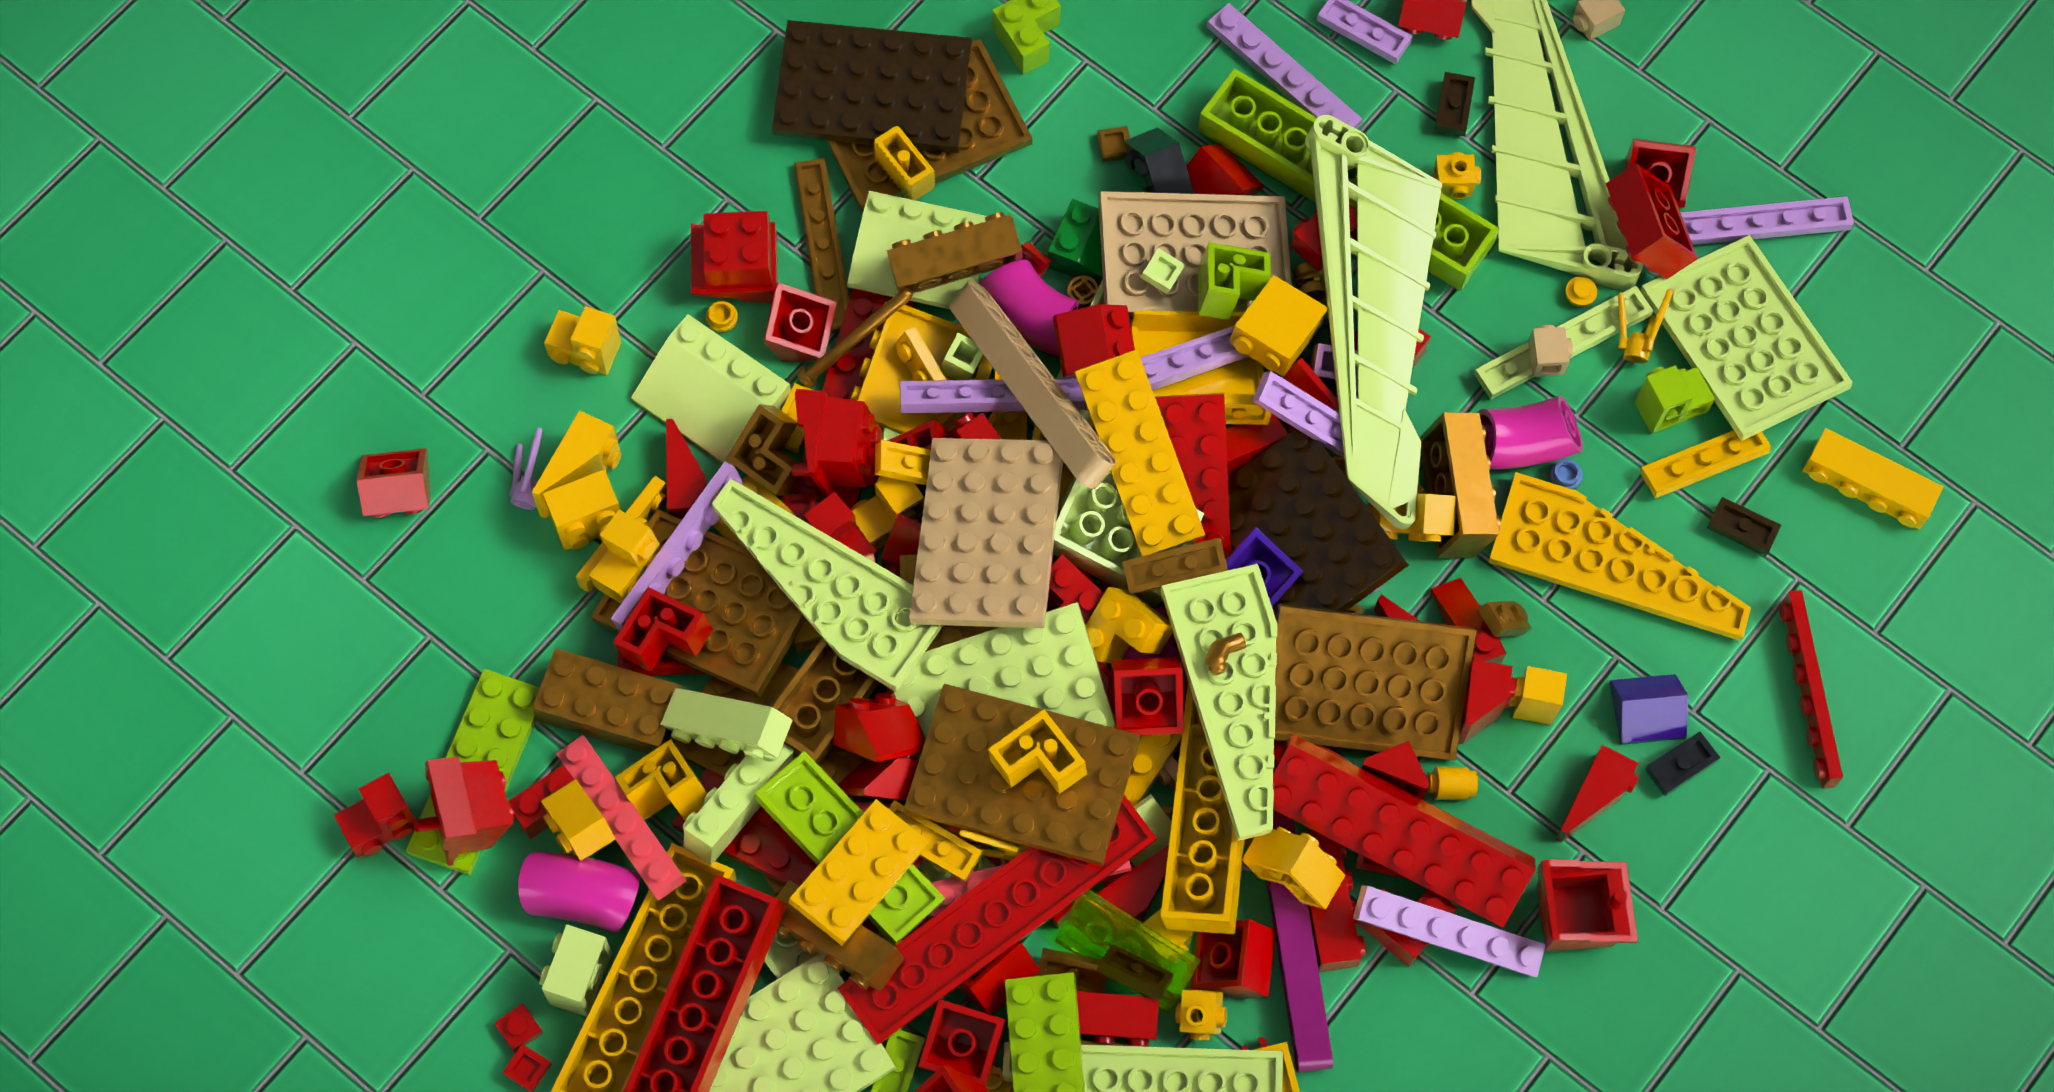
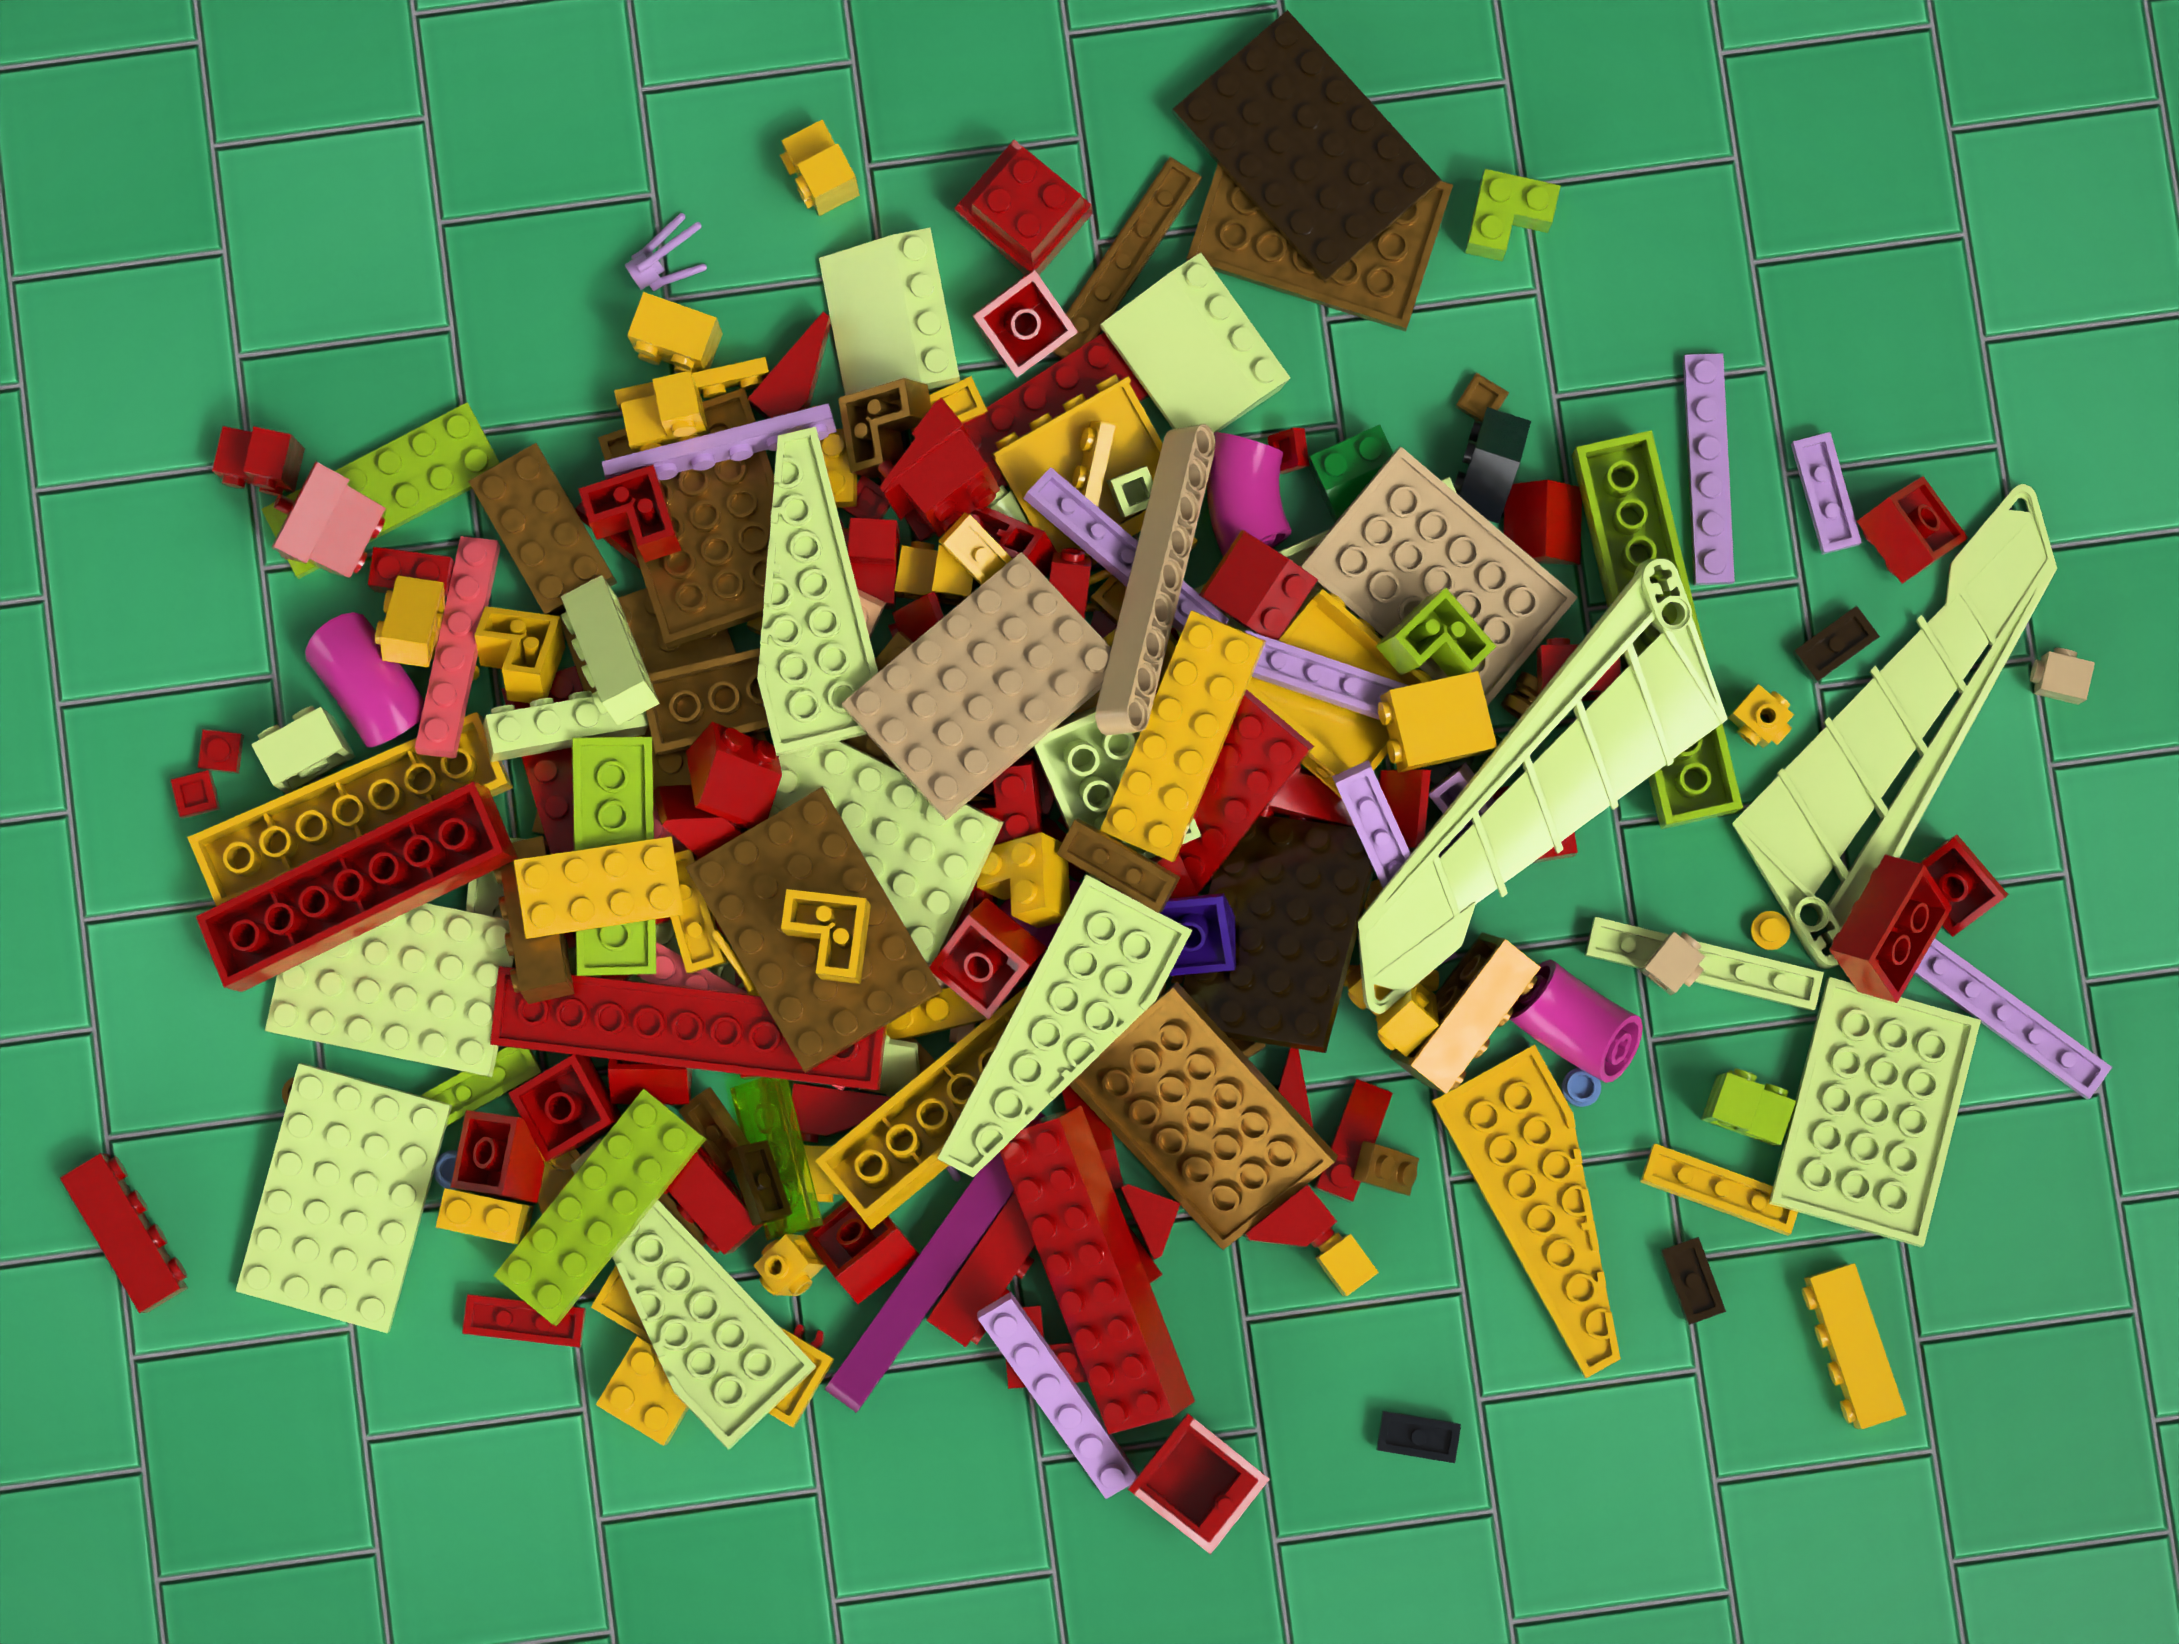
camera: 45 degrees right, 15 degrees up
(394, 482) = (540, 155): slope -> none
(584, 450) = (712, 283): yellow slope -> none
(721, 316) = (967, 251): yellow plate -> none
(809, 375) = (989, 380): pearl gold bar -> none
(904, 163) = (1256, 254): yellow brick -> none
(955, 254) = (1207, 391): pearl gold brick -> none
(1082, 284) = (1305, 528): pearl gold wheel -> none
(1162, 271) = (1385, 574): yellowish green plate -> none
(1220, 651) = (1076, 981): pearl gold arm -> none
(1296, 864) = (978, 1221): yellow brick -> none
(1452, 783) = (1199, 1268): yellow brick -> none
(1603, 786) = (1326, 1392): red slope -> none
(1639, 345) = (1767, 1031): yellow plant -> none
(1650, 708) = (1441, 1361): dark purple slope -> none
(1813, 698) = (1608, 1463): red plate -> none

